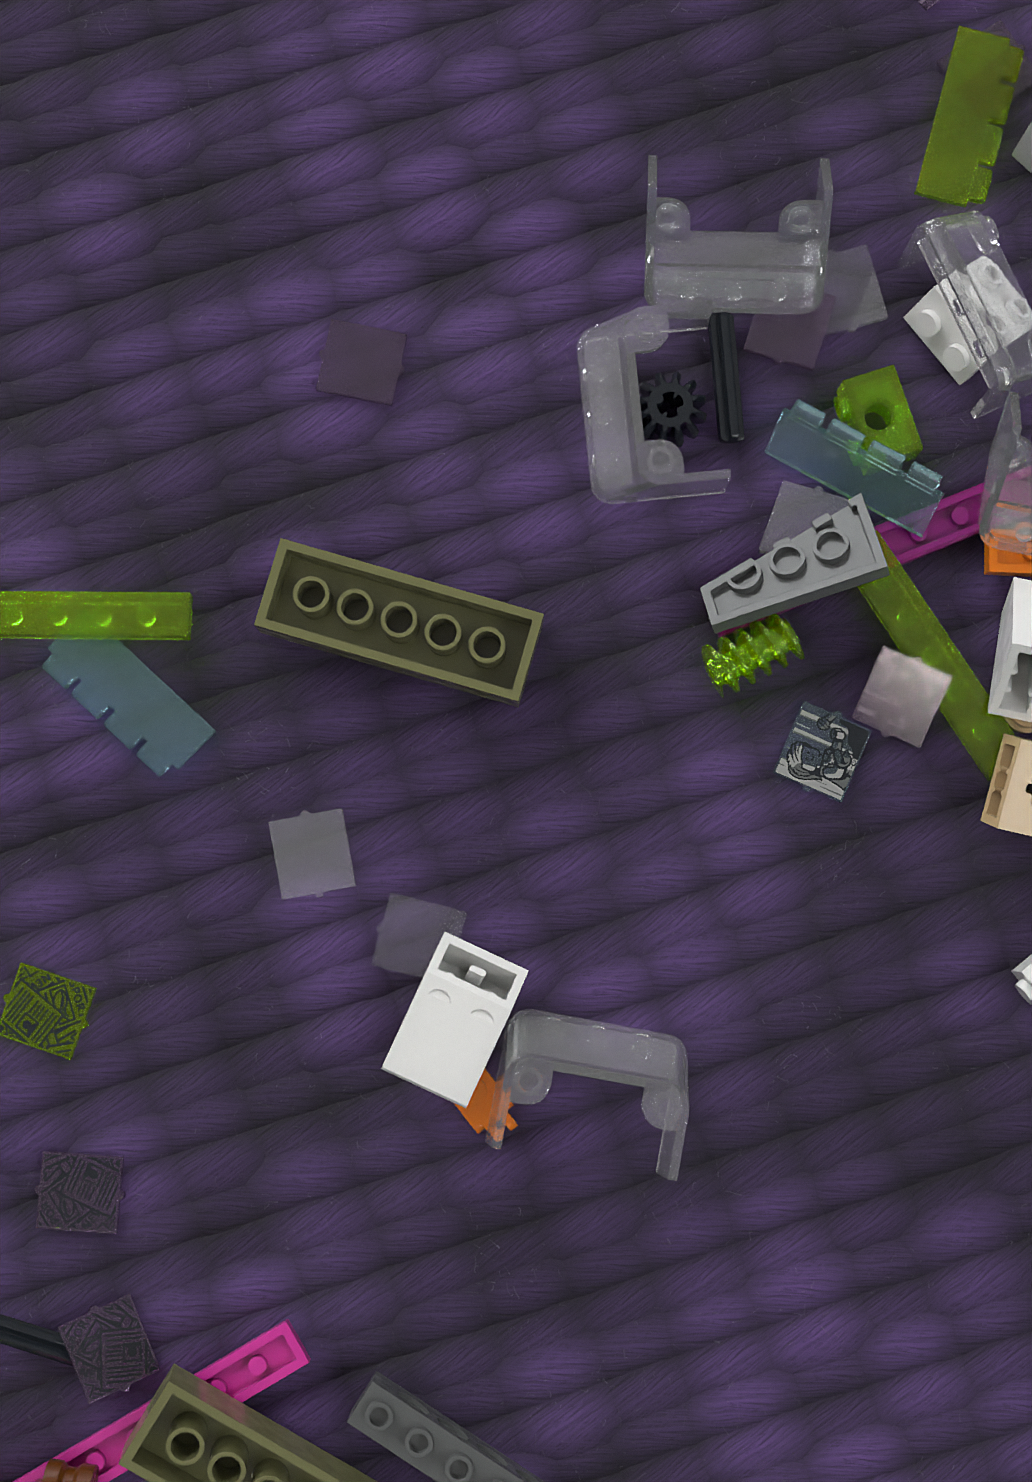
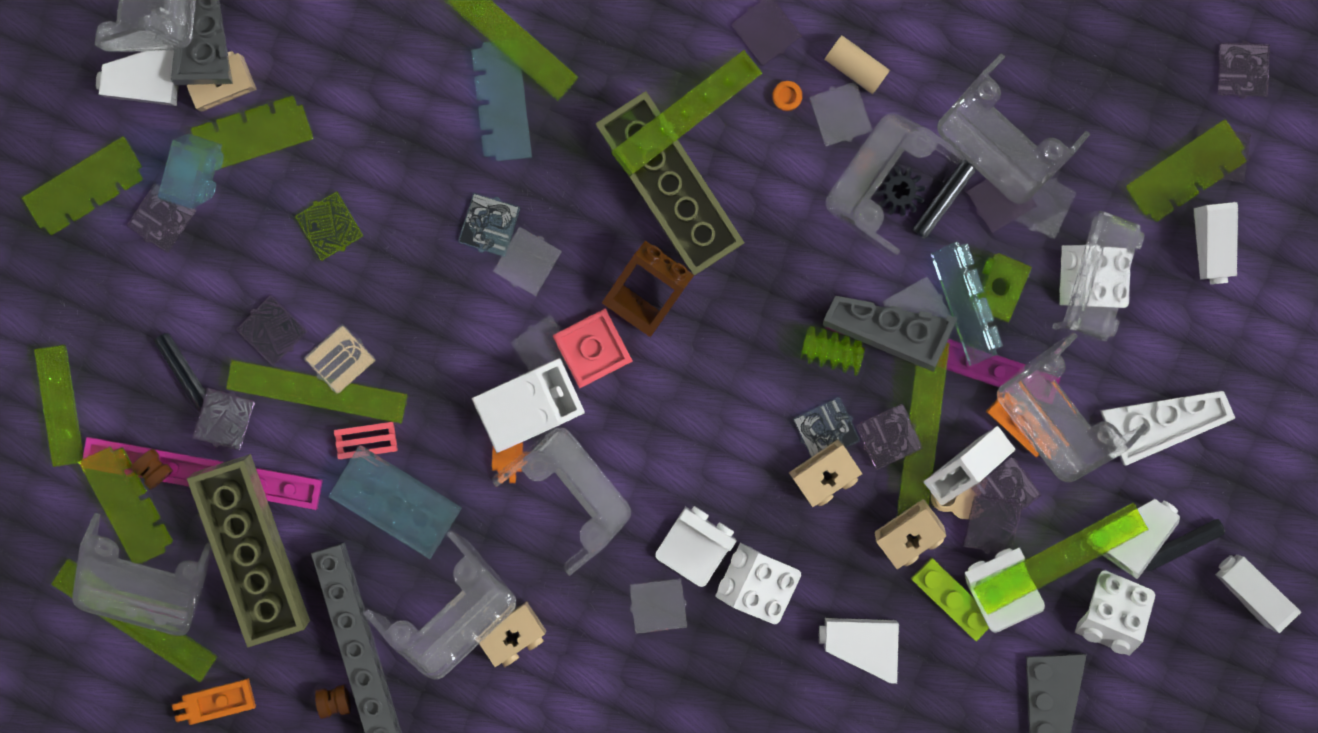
camera: 40 degrees right, 5 degrees up
(187, 1157) = (339, 359): none -> clear piece
(192, 1219) = (313, 392): none -> clear neon green tile
(231, 849) = (489, 224): none -> piece
(272, 1257) = (340, 444): none -> coral tile
(348, 526) = (686, 113): none -> clear neon green tile
(395, 1271) = (395, 502): none -> clear light blue plate
(448, 414) = (787, 96): none -> orange tile
(472, 889) = (592, 348): none -> coral tile
(477, 800) = (633, 307): none -> reddish brown window
(497, 311) = (857, 64): none -> tan pin
(526, 384) = (840, 114): none -> clear piece
(597, 1357) = (460, 624): none -> clear windscreen
(649, 1332) = (530, 630): none -> tan brick
(791, 1016) = (695, 546): none -> white bracket
(808, 1124) = (658, 605): none -> clear piece
(852, 819) = (810, 475): none -> tan brick
(901, 998) = (758, 584): none -> white bracket

